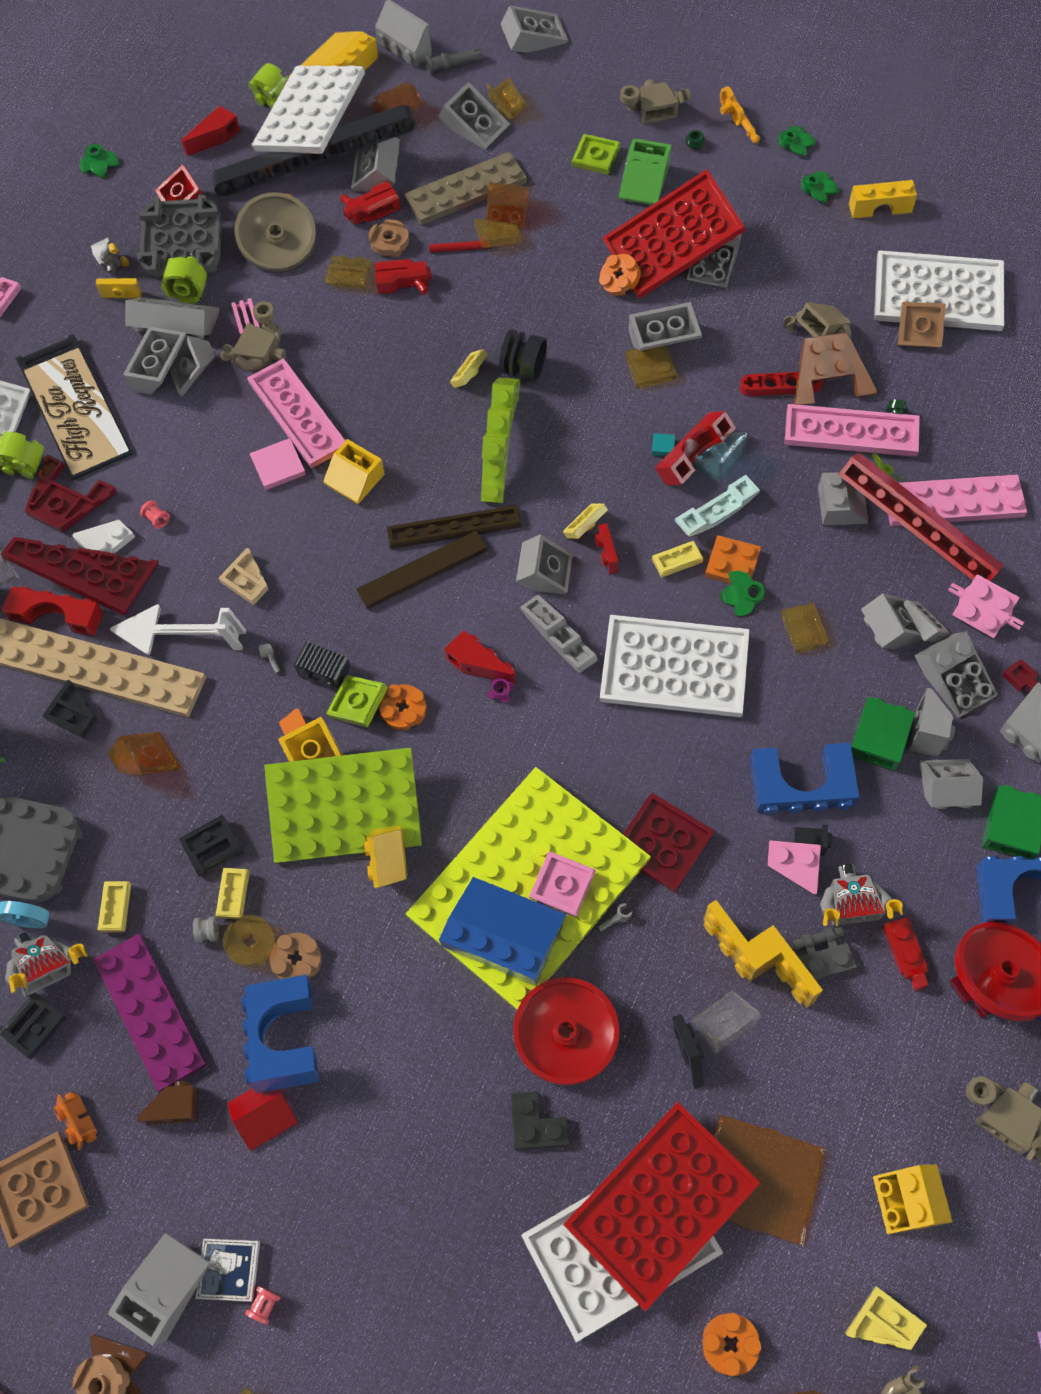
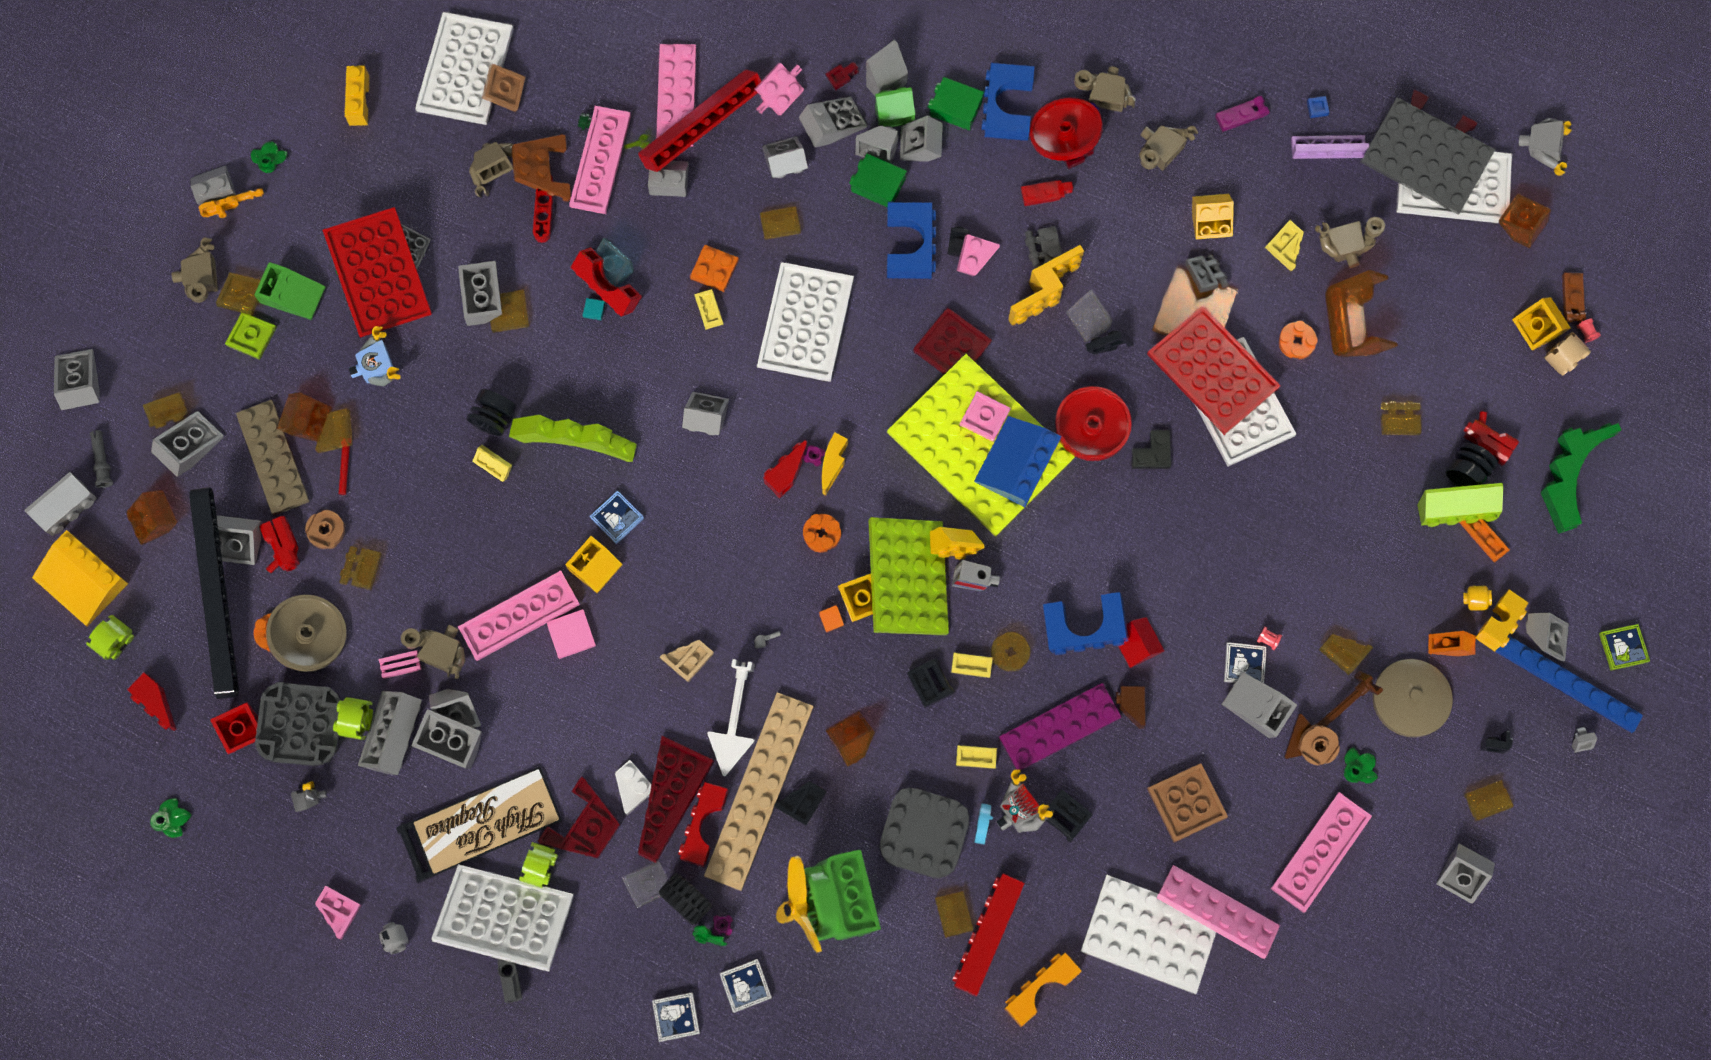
camera: 90 degrees left, 10 degrees up
(68, 1111) = (1147, 774): orange hinge -> none
(119, 288) = (348, 785): yellow plate -> none
(154, 514) = (616, 733): coral bush -> none
(205, 929) = (1000, 684): light grey wheel -> none
(287, 946) = (1028, 607): medium nougat plate -> none
(308, 109) = (162, 593): white plate -> none
(322, 665) = (780, 594): black brick -> none
(344, 875) = (973, 576): none -> light grey torso
(356, 701) = (814, 567): lime tile -> none
(402, 274) = (373, 518): red piece -> none
(413, 493) = (616, 517): none -> tile
(421, 570) = (694, 513): dark brown tile -> none
(453, 526) = (654, 485): dark brown tile -> none
(491, 709) = (833, 461): none -> yellow slope
(558, 633) = (768, 407): light grey slope -> none
(576, 253) = (375, 361): none -> torso
(585, 521) = (664, 377): light yellow plate -> none
(608, 557) = (700, 361): red plate -> none
(614, 265) = (403, 315): orange plate -> none
(617, 917) = (1006, 383): light grey hand -> none
(637, 129) = (239, 294): none -> clear yellow plate
(695, 139) = (251, 244): dark green plate -> none
(718, 509) = (663, 272): light aqua slope -> none
(738, 593) = (746, 266): green plate -> none
(754, 99) = (212, 185): none -> light grey slope
(812, 1184) = (1202, 275): none -> dark grey plate
(819, 186) = (327, 145): green plate -> none
(856, 899) = (1007, 218): torso -> none
(926, 624) = (787, 134): light grey slope -> none
(989, 741) = (895, 107): none -> bright green slope

